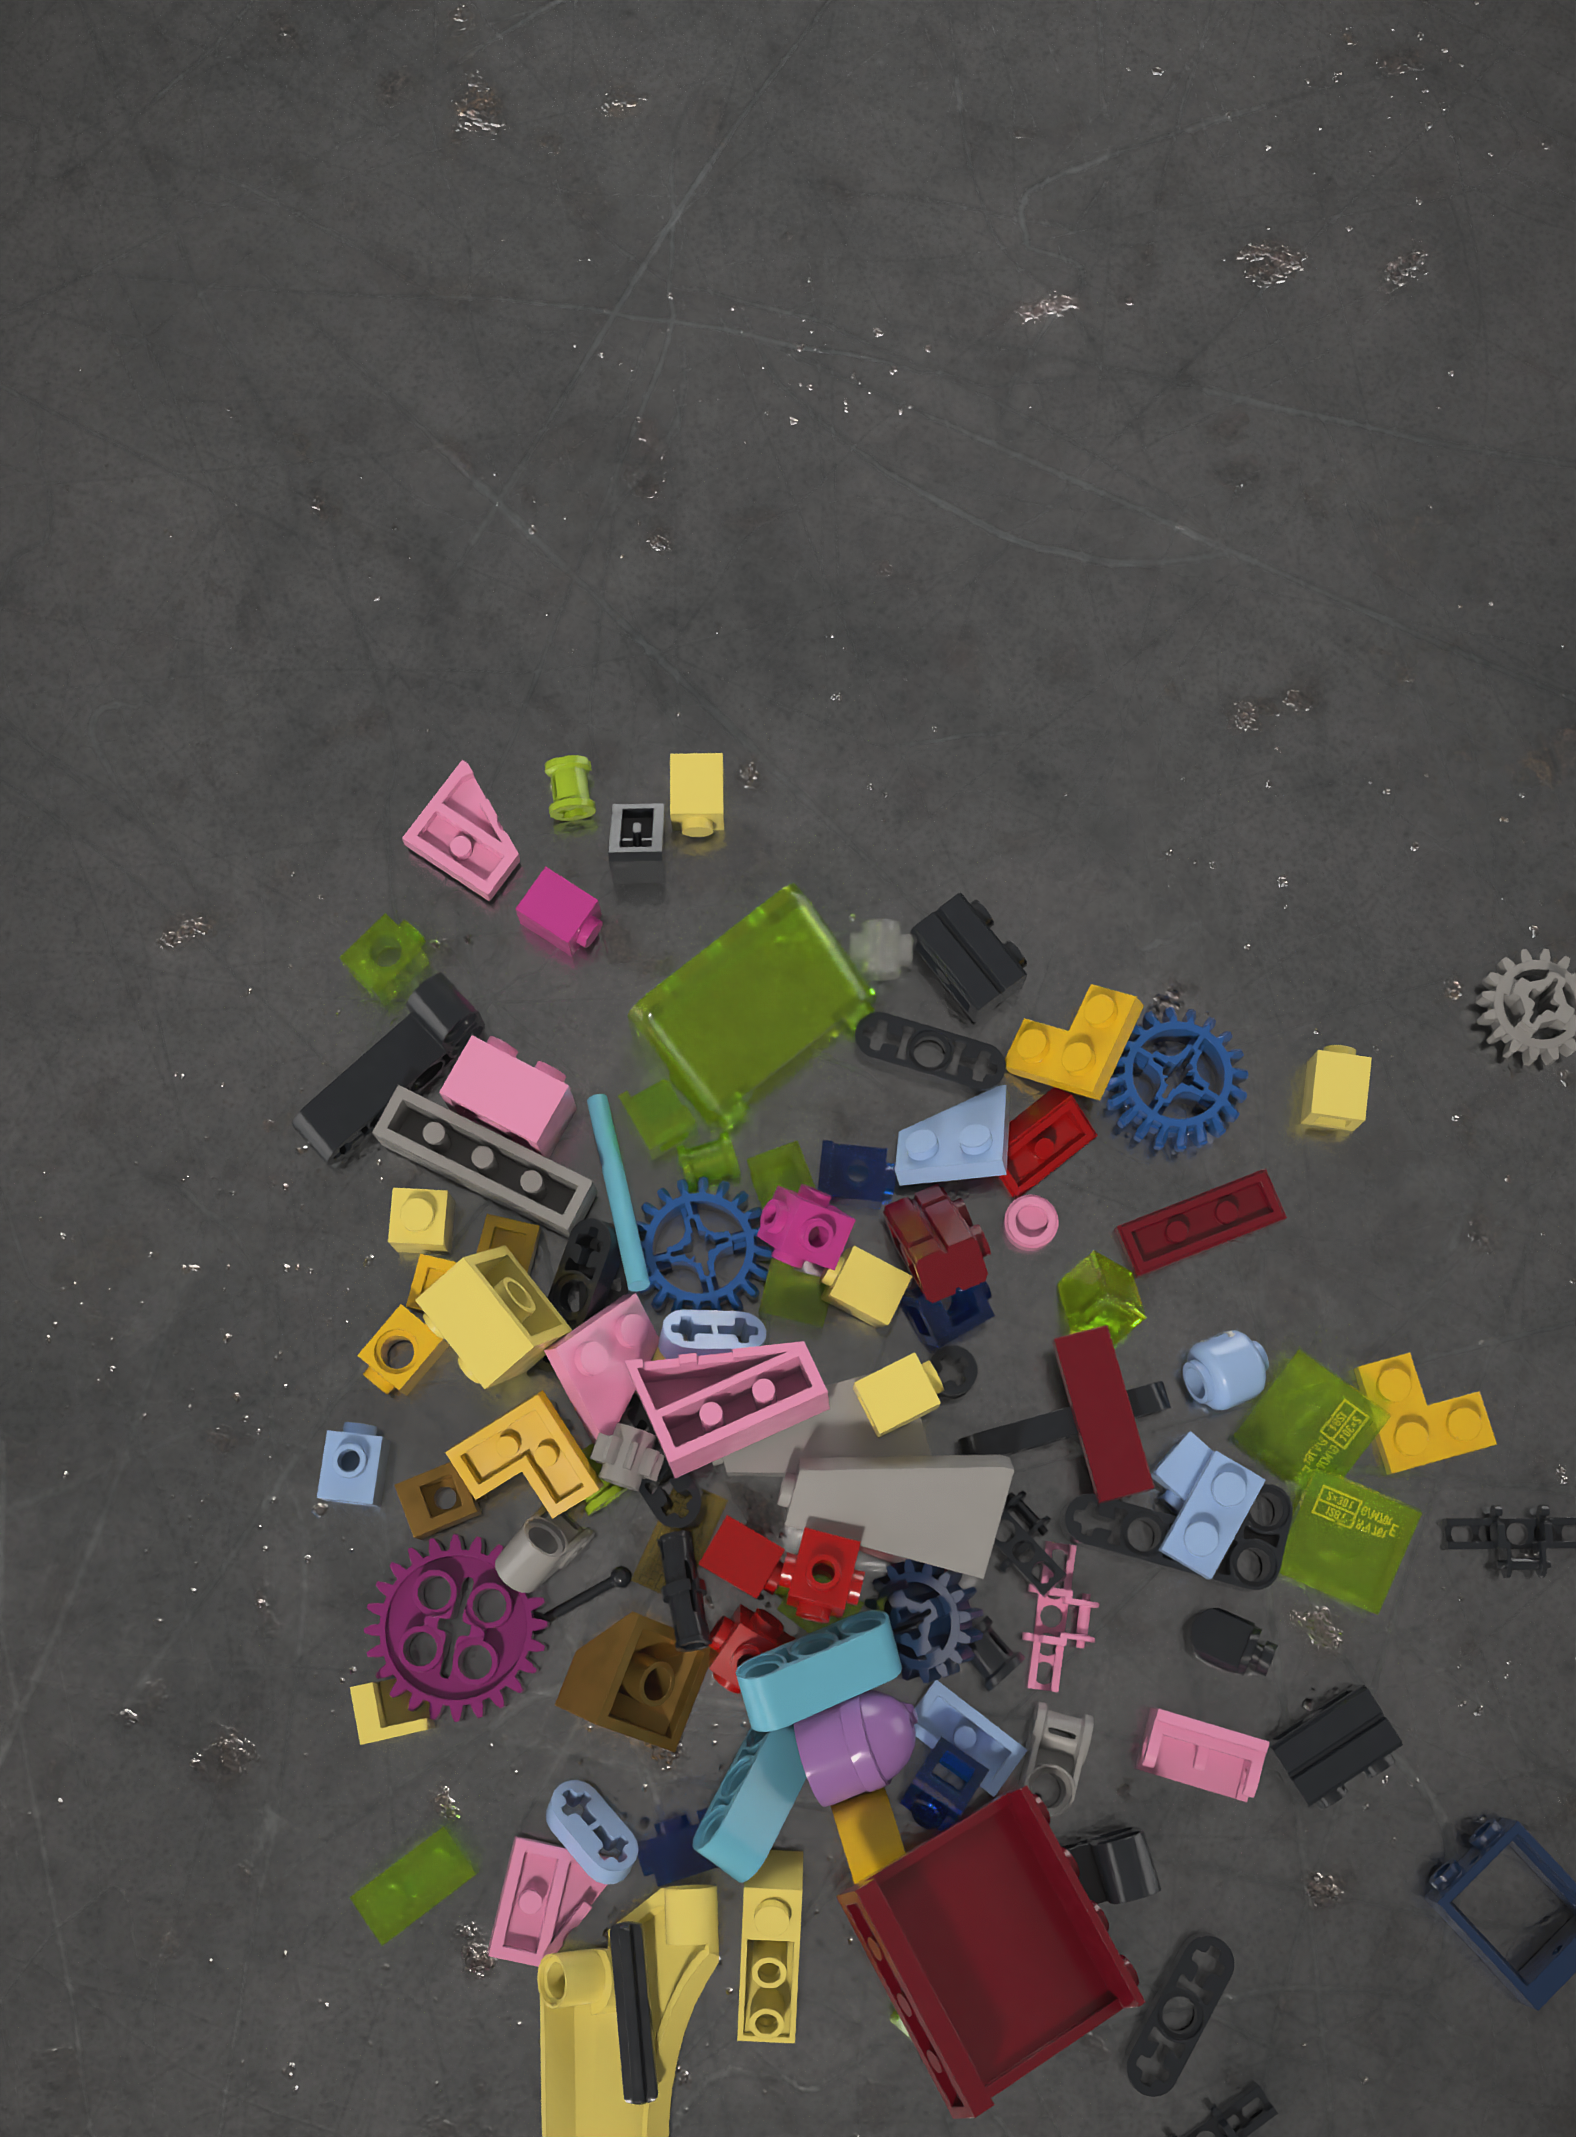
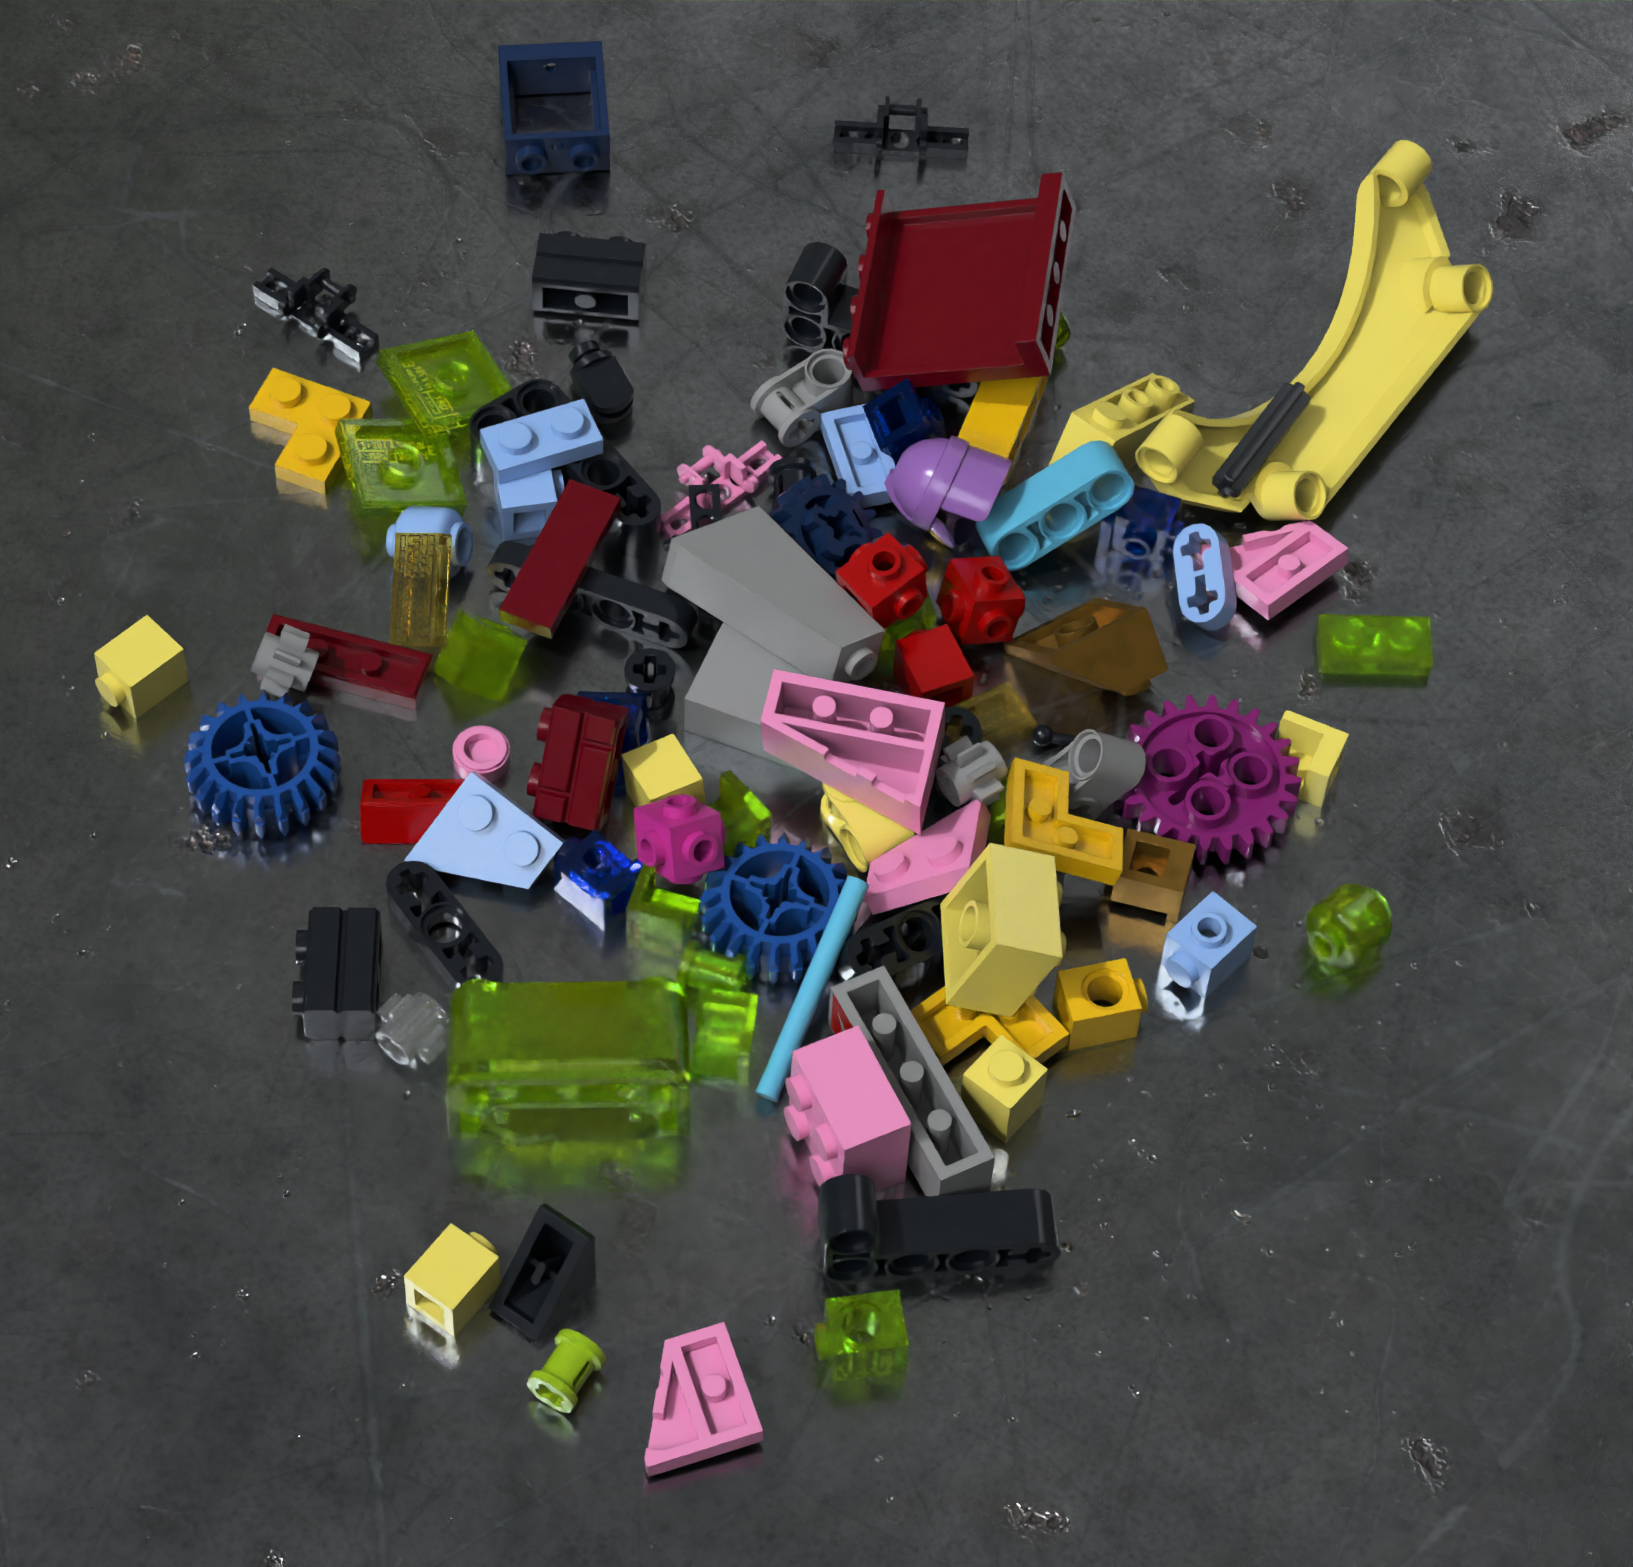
camera: 145 degrees left, 20 degrees down
(255, 1570) = (1351, 924): none -> clear neon green head
(560, 912) = (669, 1263): dark pink brick -> none
(684, 1591) = (1001, 665): black pin -> none
(709, 1332) = (823, 826): light blue beam -> none
(818, 1670) = (960, 518): medium azure beam -> none
(899, 1393) = (712, 664): light yellow brick -> none
(1084, 1055) = (321, 817): yellow plate -> none
(1143, 2045) = (838, 229): black beam -> none
(1188, 1308) = (420, 589): none -> clear yellow tile
(1201, 1754) = (686, 337): bright pink hinge -> none
(1229, 1161) = (284, 661): none -> light grey gear

